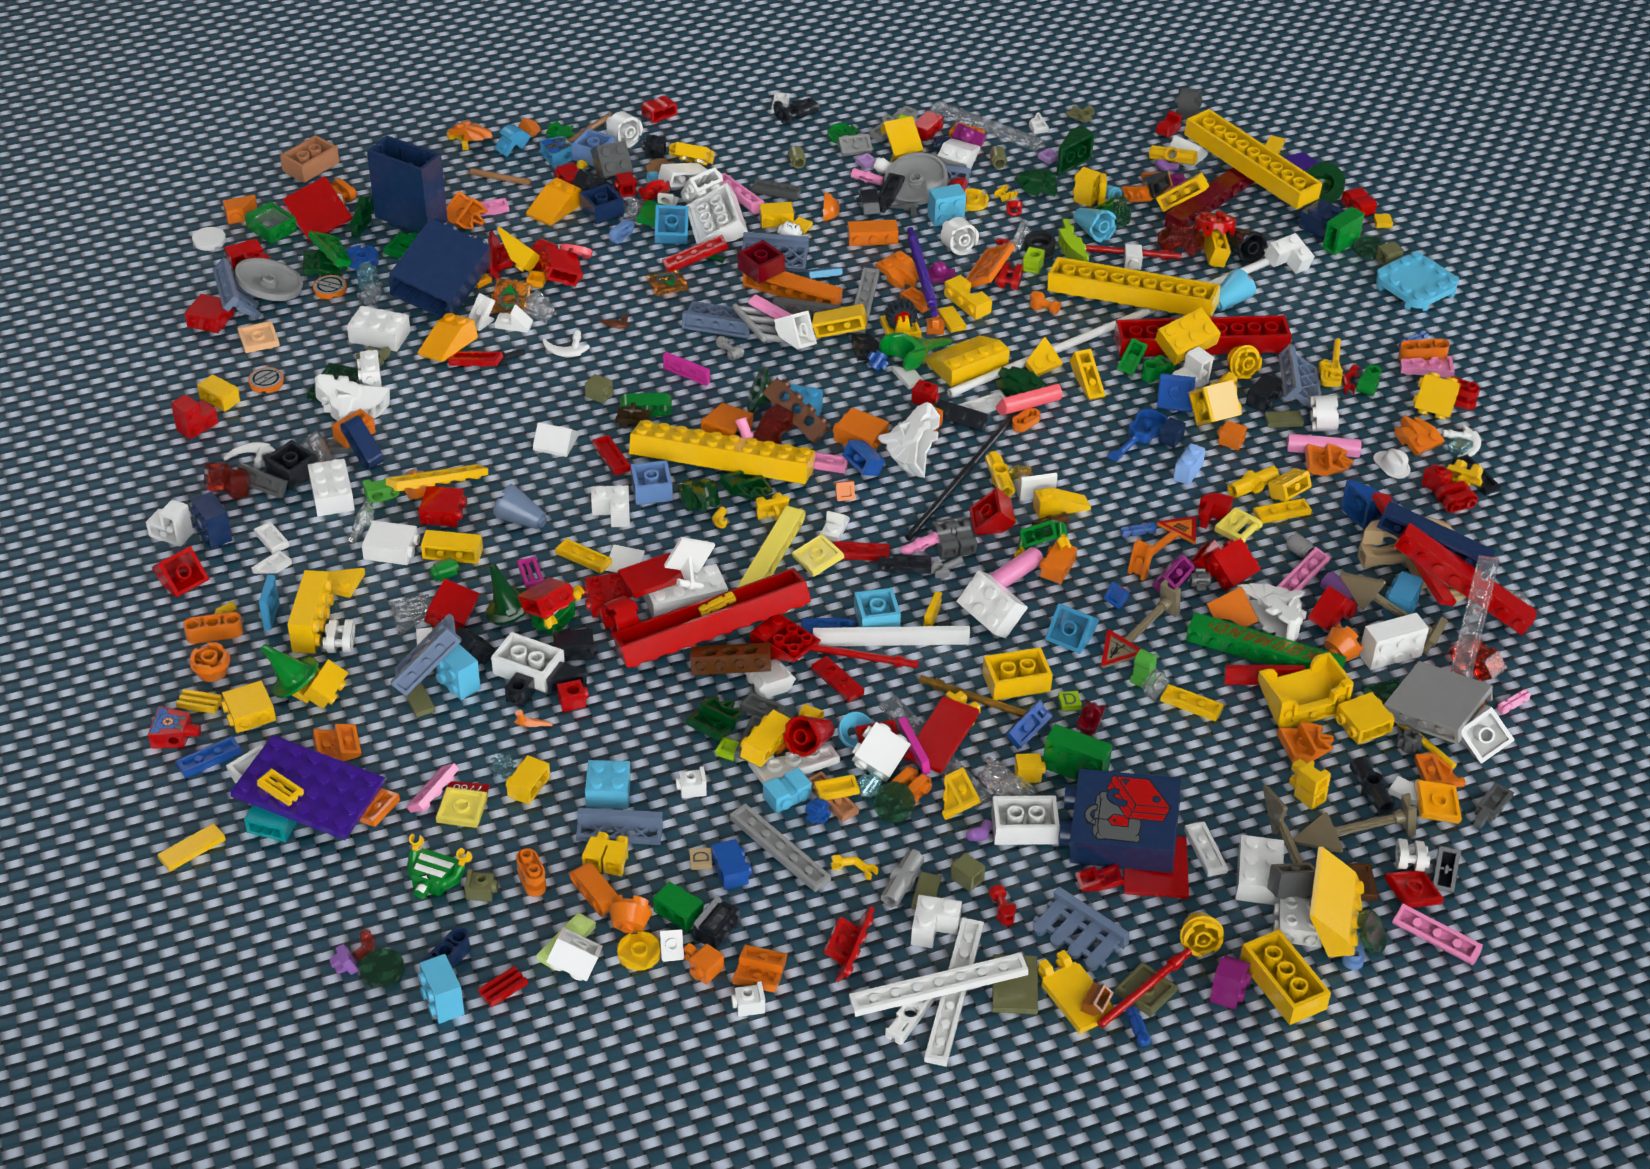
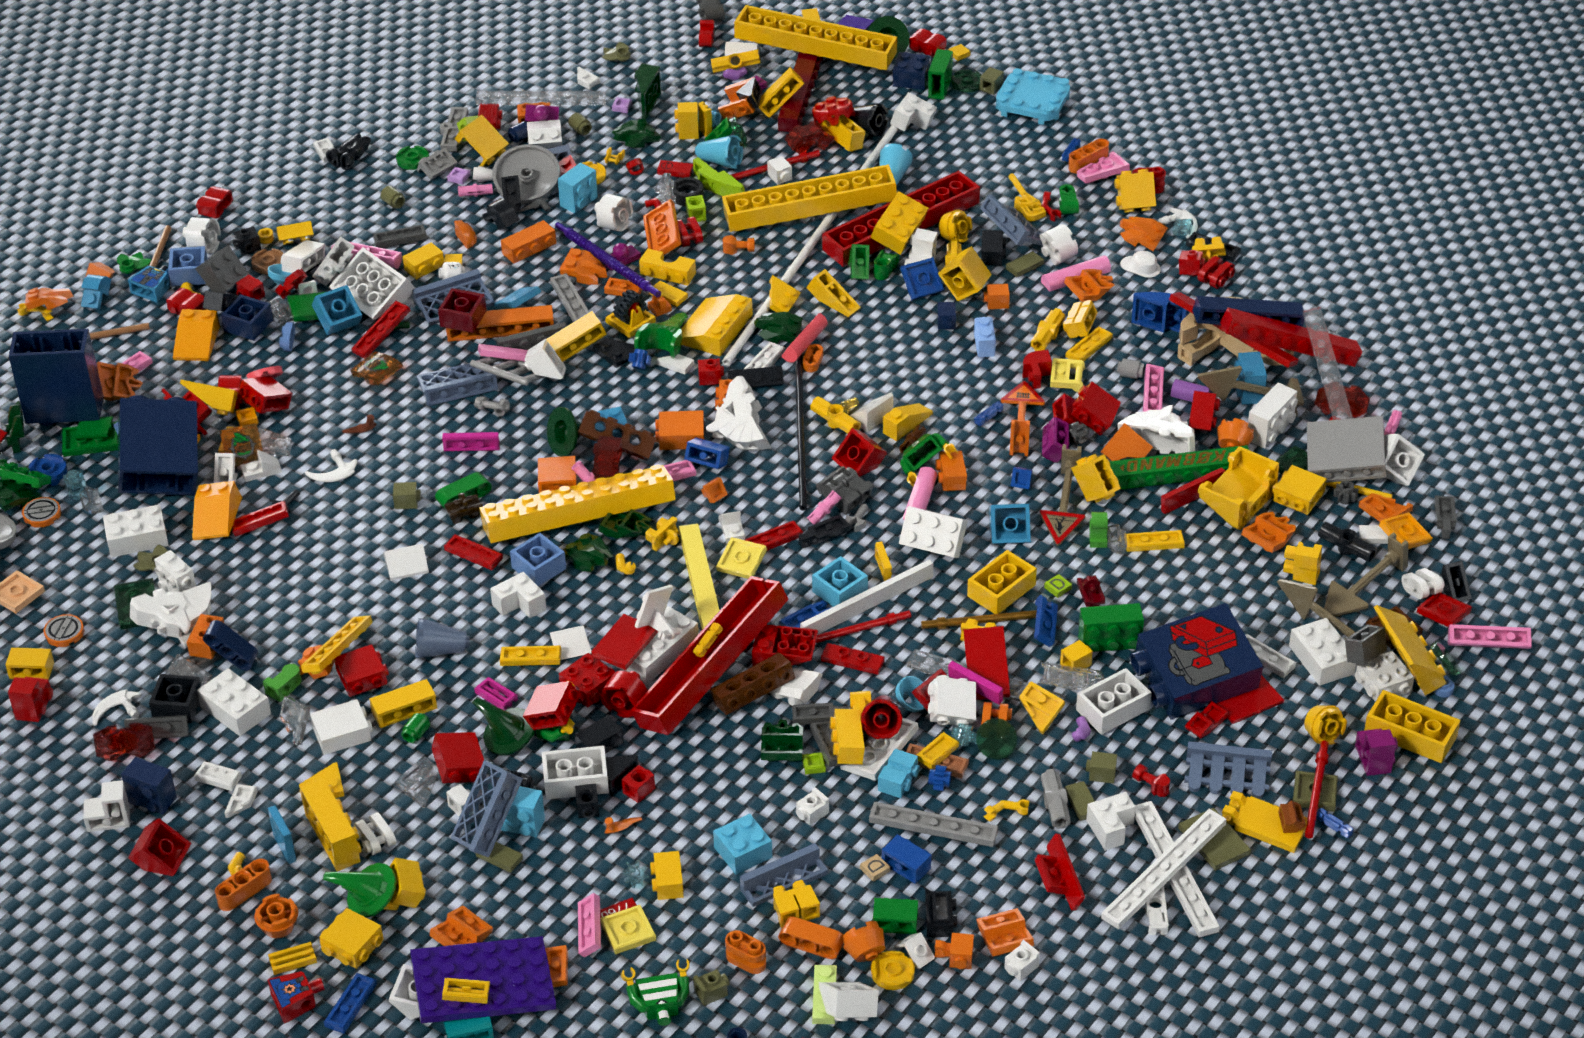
camera: 30 degrees left, 0 degrees up
(1046, 222) = (677, 169): none -> red tile
(1142, 430) = (919, 320): blue piece -> none
(1175, 622) = (1096, 478): none -> yellow brick

